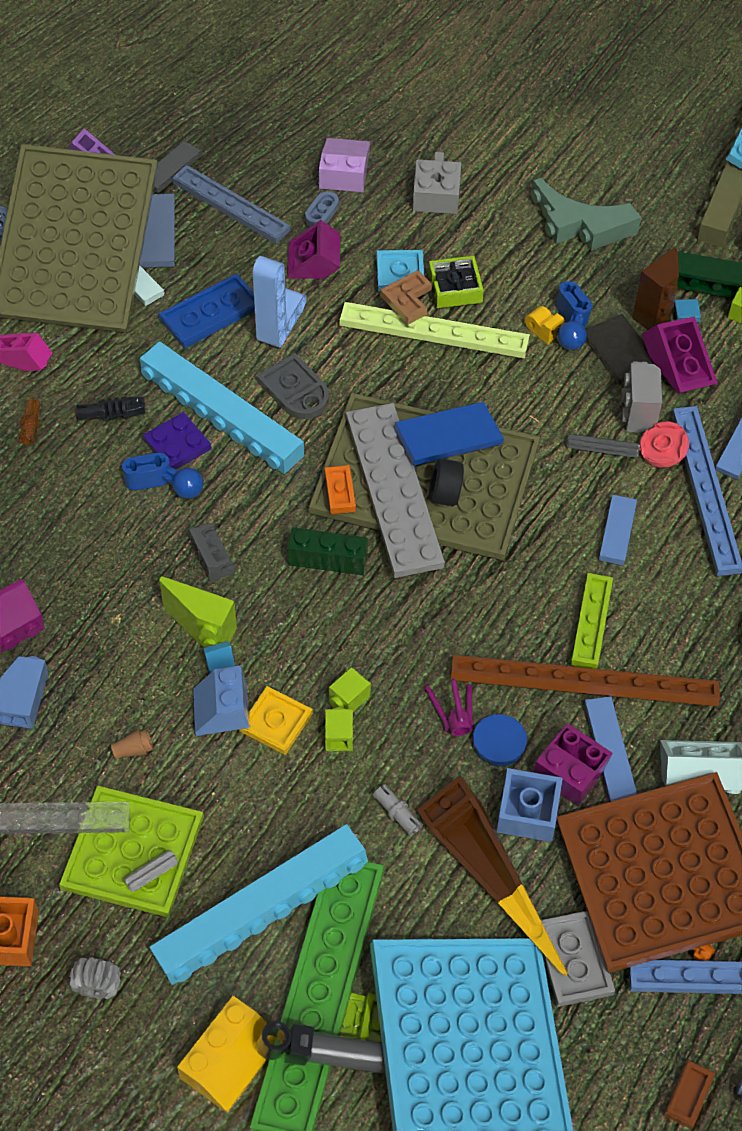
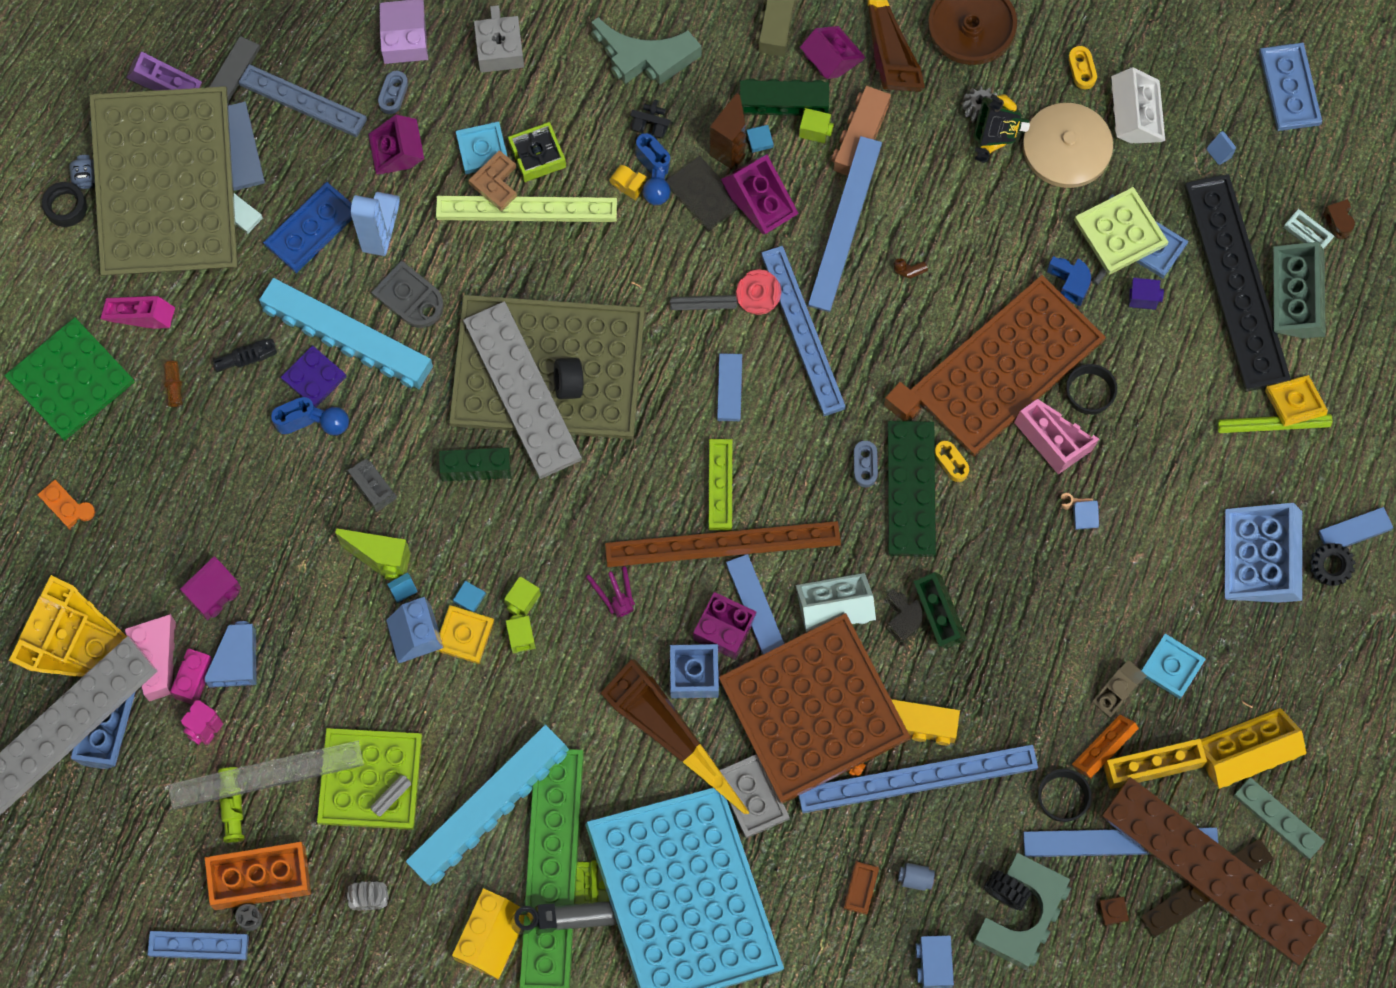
camera: 10 degrees left, 15 degrees up
(134, 744) = (347, 683): medium nougat cone -> none
(290, 682) = (469, 597): none -> dark azure tile
(340, 489) = (474, 402): orange plate -> none
(397, 810) = (584, 696): light grey pin -> none
(448, 433) = (561, 324): blue tile -> none
(499, 740) = (659, 613): blue tile -> none
(579, 271) = (660, 124): none -> black hips
(641, 397) = (730, 248): light grey hinge -> none

